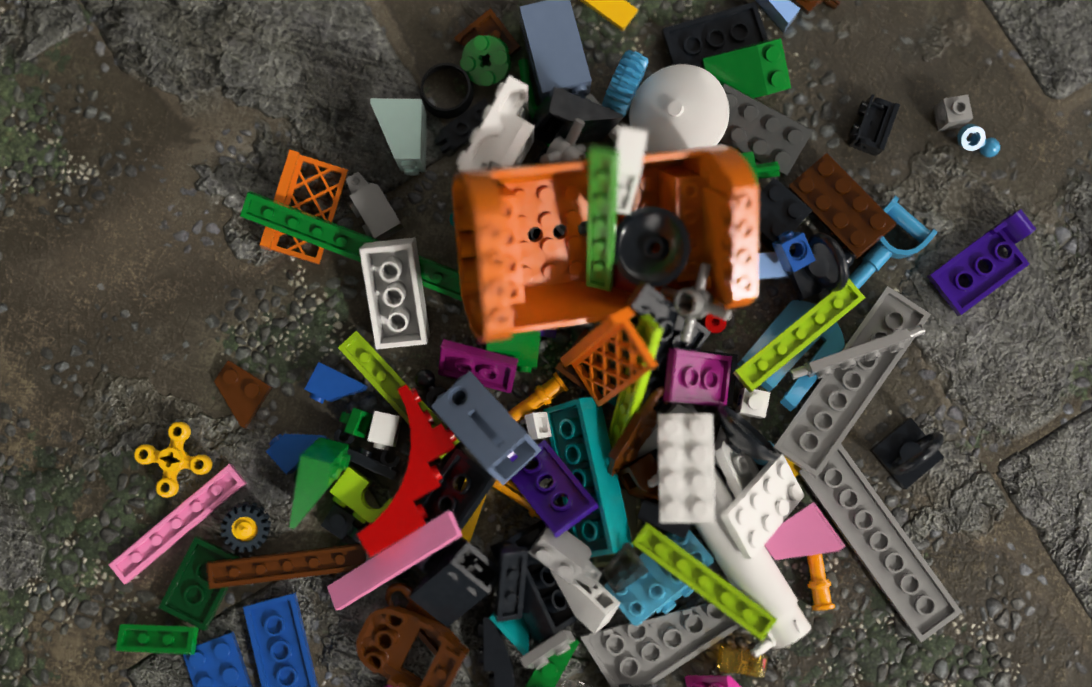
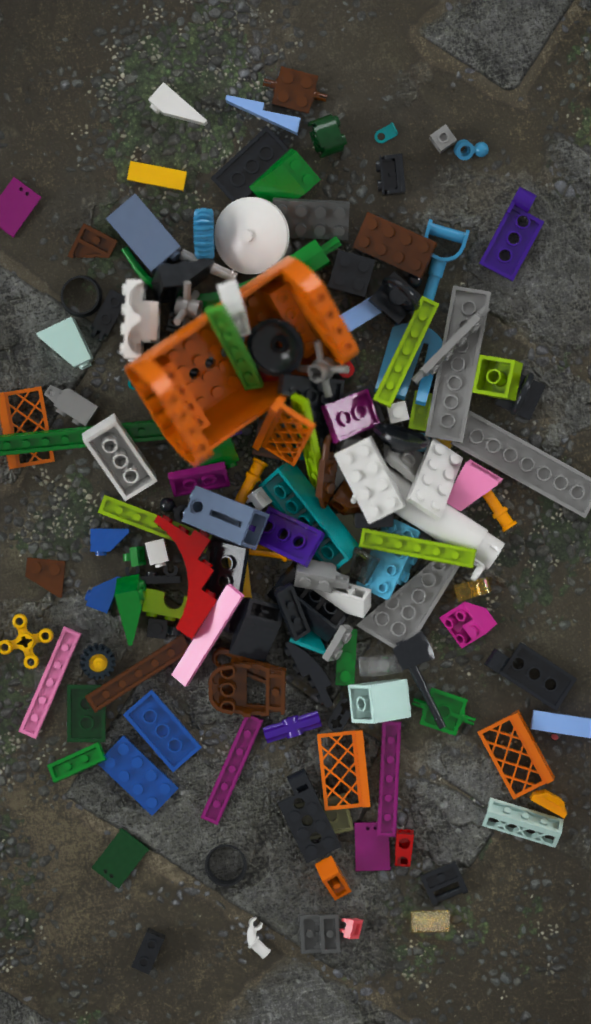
camera: 20 degrees left, 5 degrees up
(499, 59) = (107, 256): green plate -> none
(777, 418) = (419, 414): none -> lime plate
(802, 255) = (381, 300): blue brick -> none
(821, 43) = (327, 136): none -> dark green brick
(891, 78) = (389, 132): none -> teal piece
(894, 419) = (497, 377): none -> lime brick

